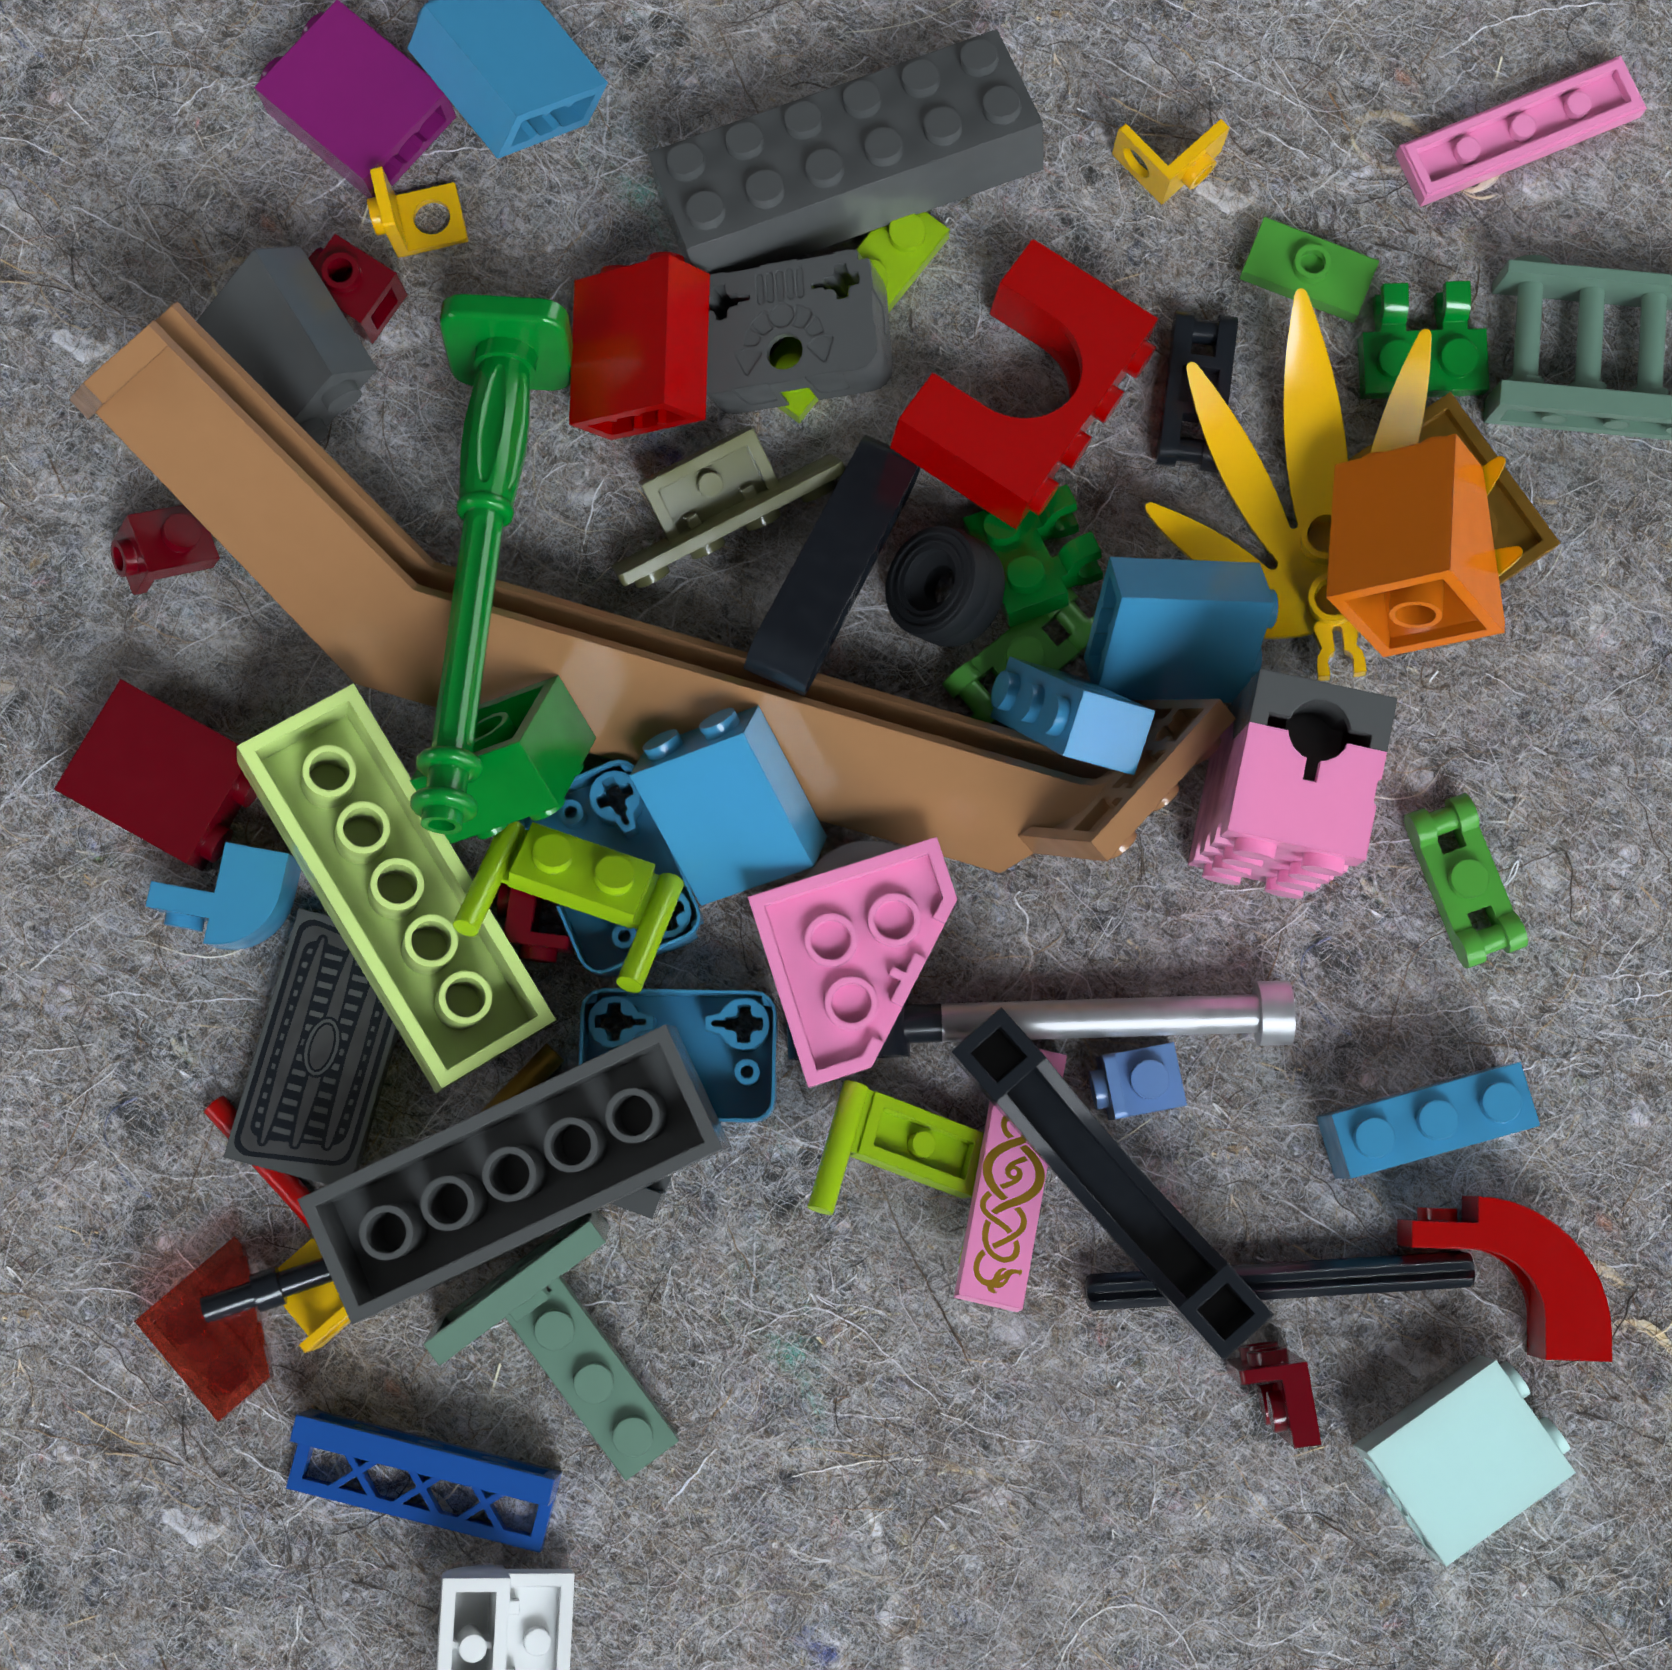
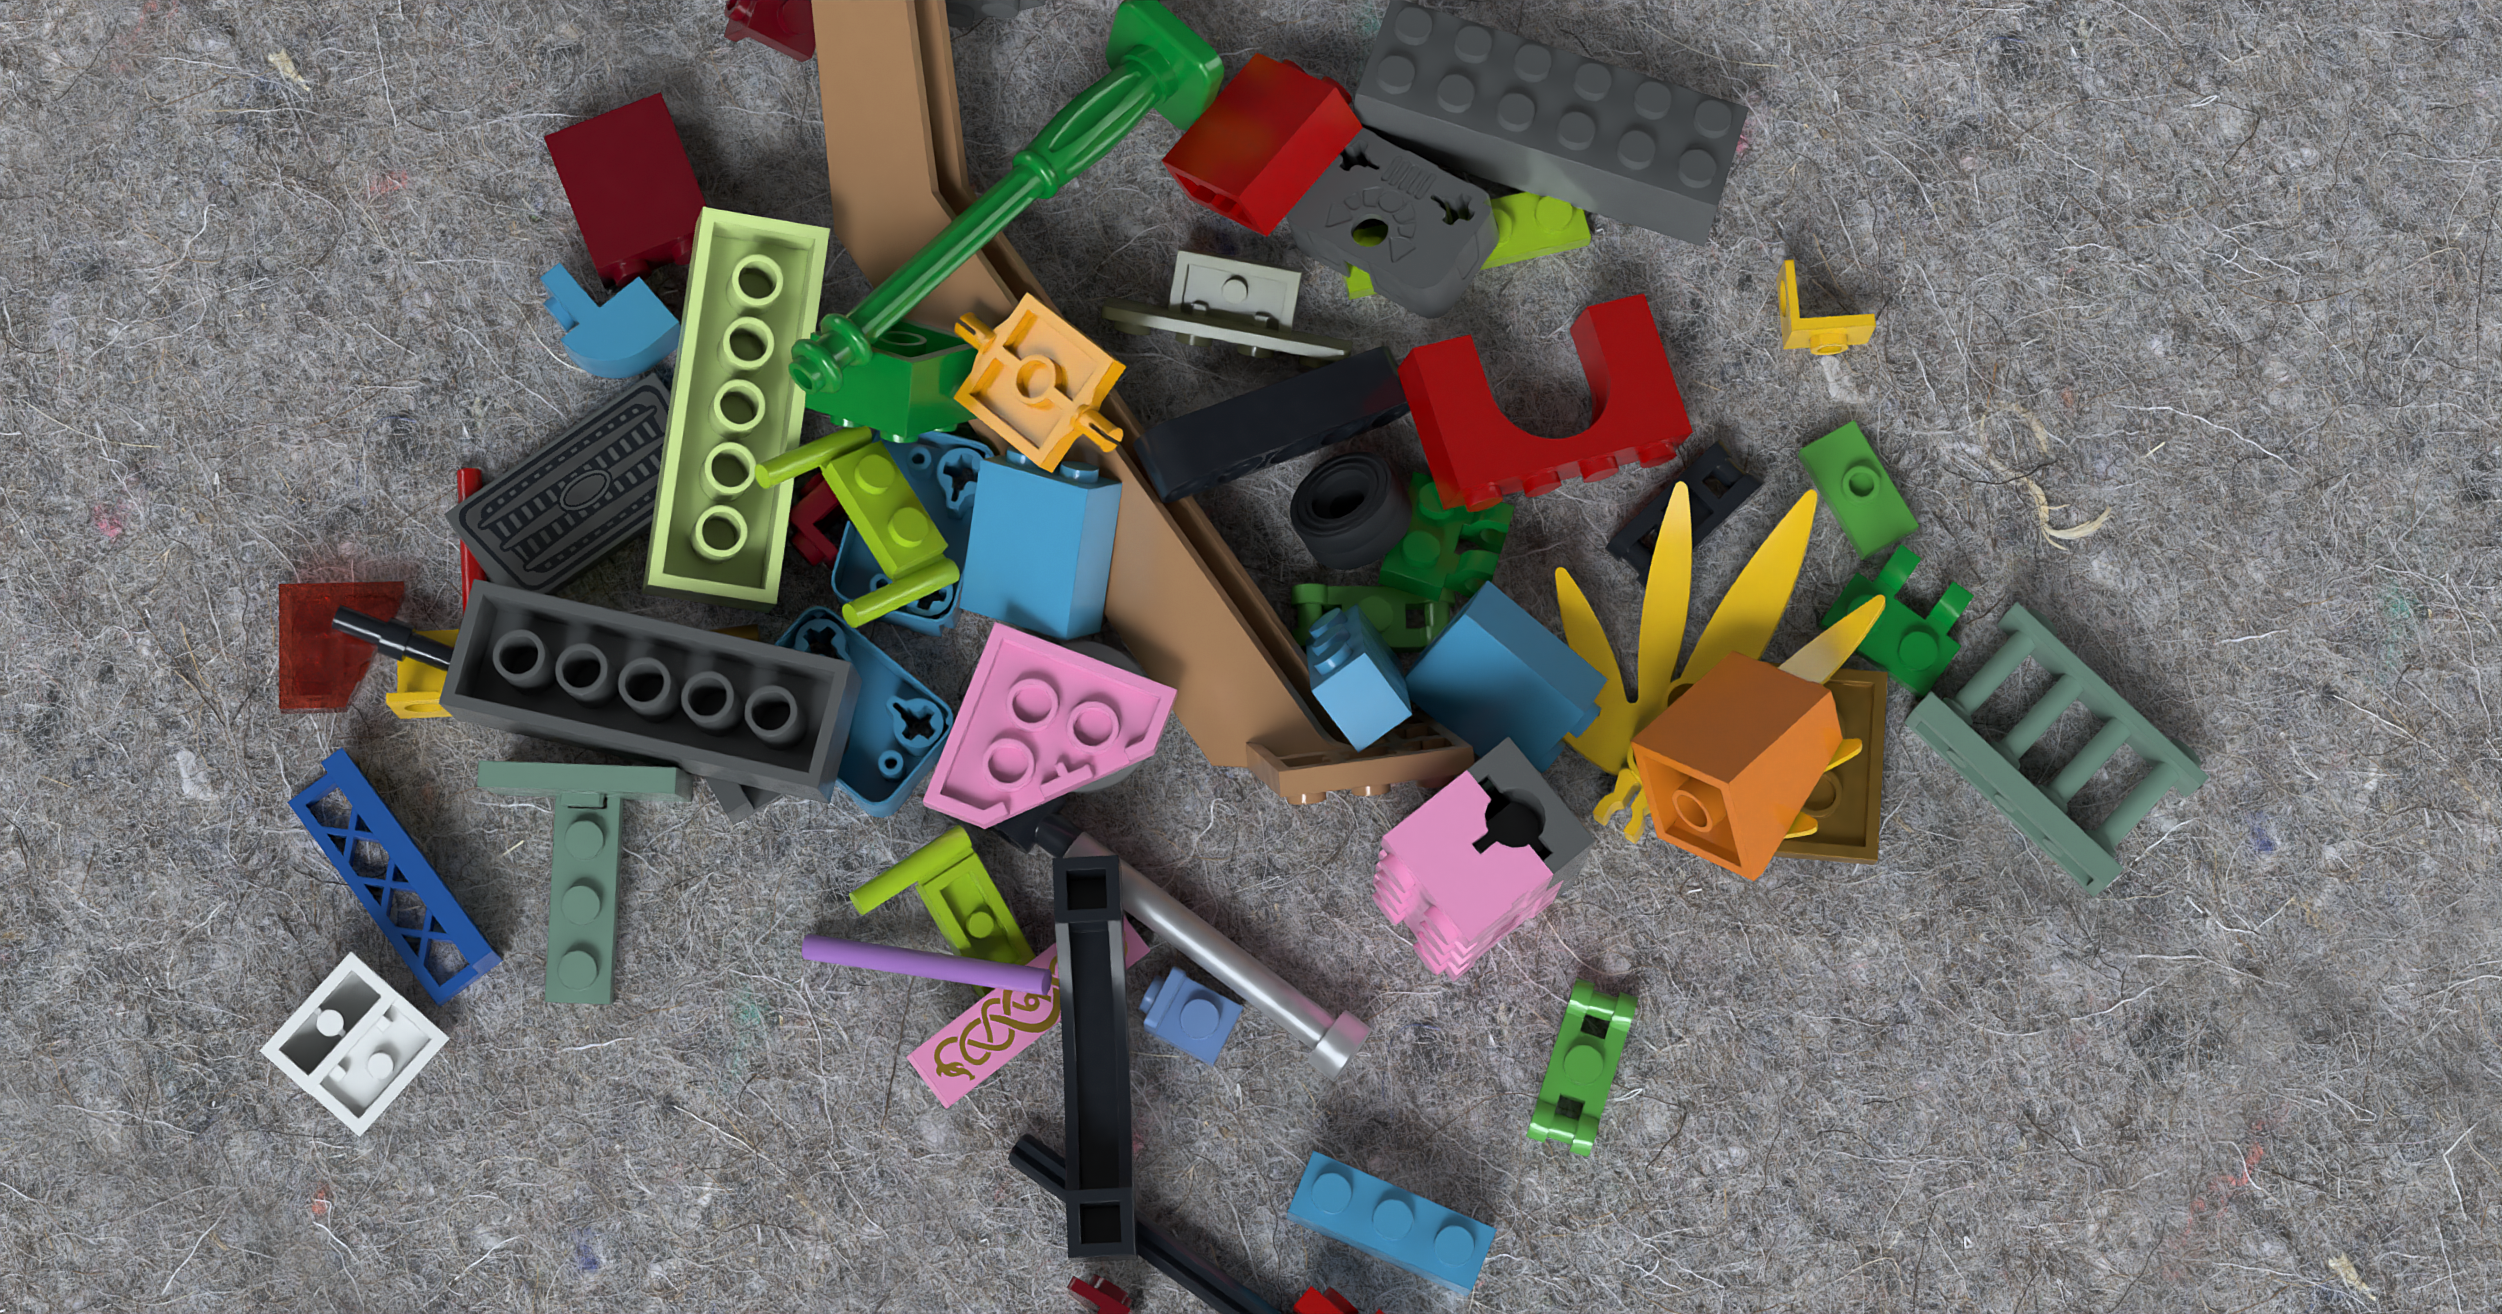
camera: 35 degrees right, 5 degrees down
(631, 676) = (1039, 382): none -> light orange plate
(907, 1209) = (927, 964): none -> medium lavender bar
(1520, 131) = (2127, 512): bright pink tile -> none

